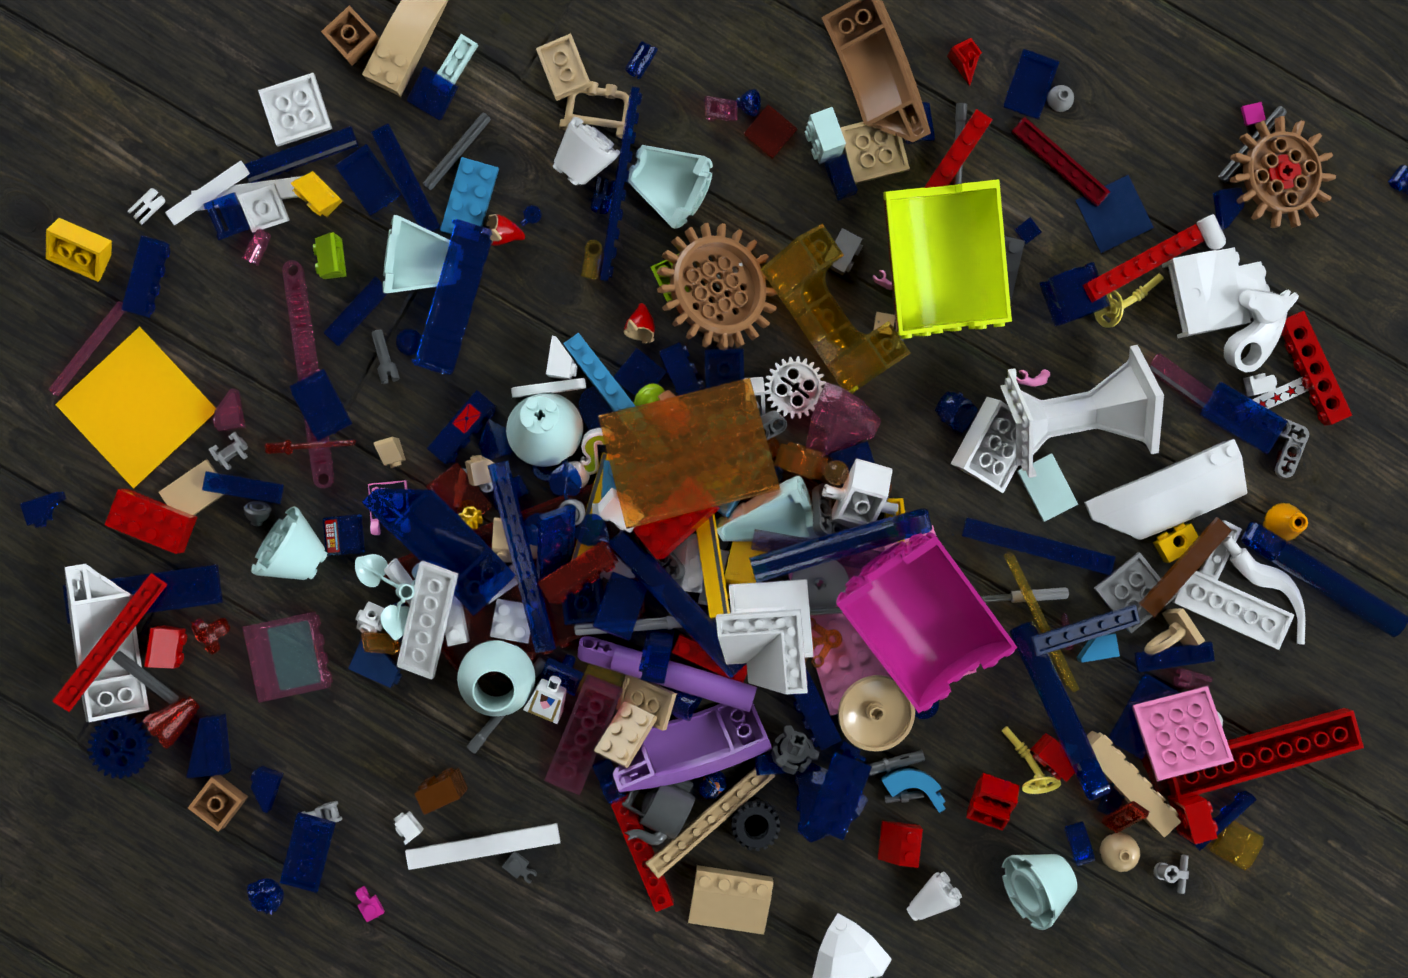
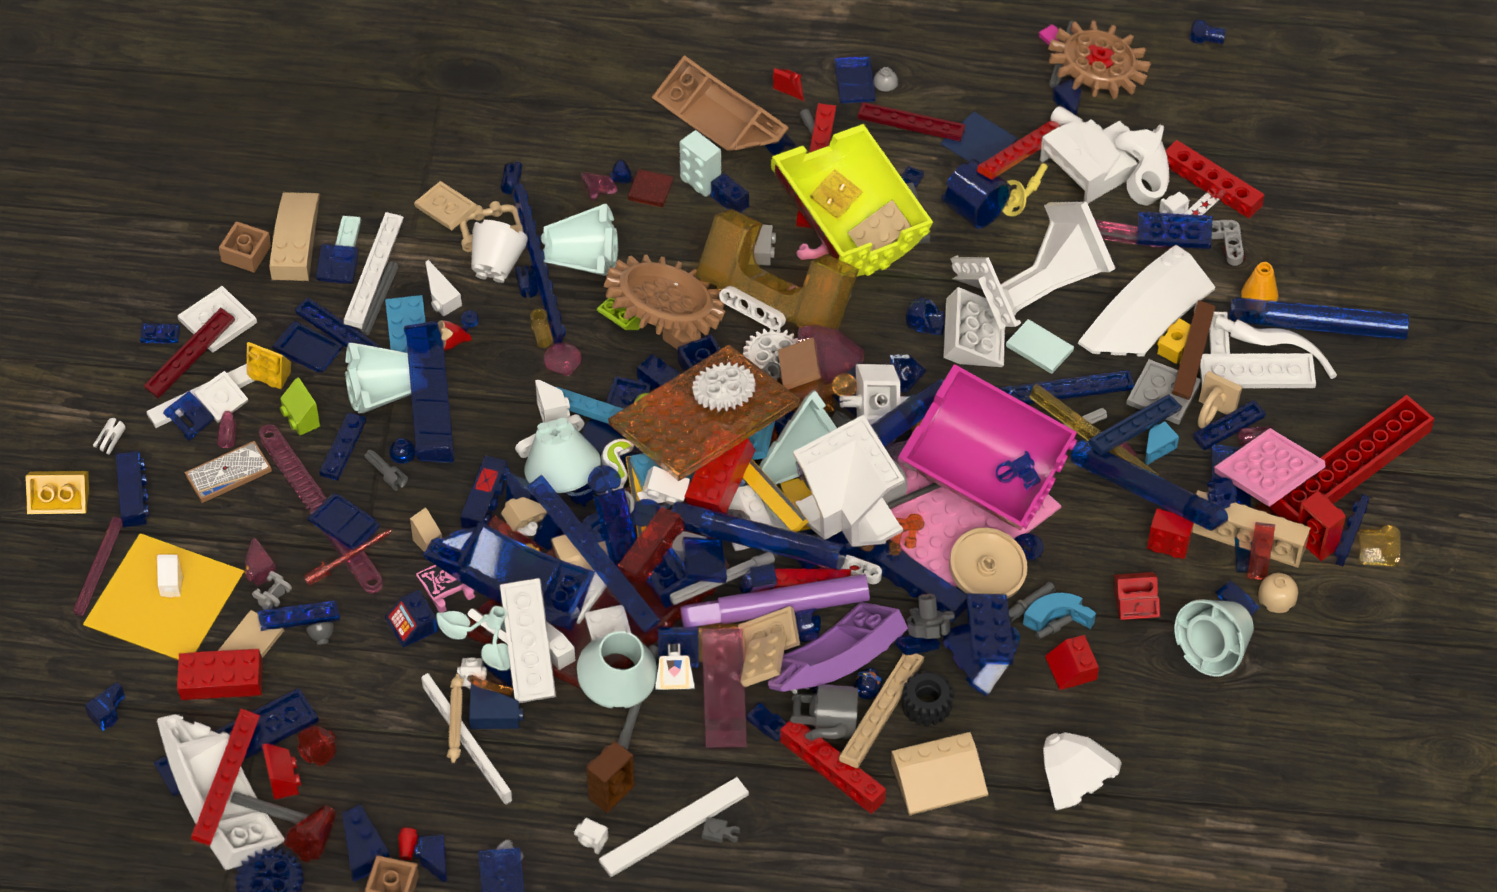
camera: 25 degrees left, 35 degrees down
(142, 397) = (169, 575): none -> white slope
(207, 192) = (156, 413): white sticker -> none
(237, 100) = (160, 333): none -> clear blue plate
(242, 293) = (228, 471): none -> tile
(250, 761) = (407, 840): none -> red cone
(253, 141) = (189, 353): none -> dark red tile
(287, 656) = (401, 735): panel -> none
(290, 549) = (370, 638): light aqua cone -> none
(301, 155) = (236, 350): clear blue tile -> none
(334, 666) = (455, 718): none -> tan wheel
(340, 681) = (468, 741): none -> white tile
(462, 118) = (373, 270): none -> white plate
(516, 174) = (443, 294): none -> white slope
(599, 300) = (562, 358): none -> clear pink dish
(640, 325) = (610, 360): hat -> none
(721, 426) = (723, 386): none -> white gear
(796, 332) = (753, 304): none -> white beam
(804, 432) = (799, 363): none -> medium nougat tile
(873, 152) = (748, 167): tan plate -> none
(905, 465) = (907, 370): none -> clear blue slope
(934, 897) = (1129, 690): white cone -> none
(939, 234) = (836, 194): none -> clear yellow slope
(956, 633) = (1023, 468): none -> clear blue piece
(961, 296) = (881, 227): none -> tan plate
(1040, 780) = (1164, 556): light yellow dish -> none
(1119, 758) = (1222, 492): none -> clear blue brick
(1171, 873) = (1336, 586): light grey piece -> none

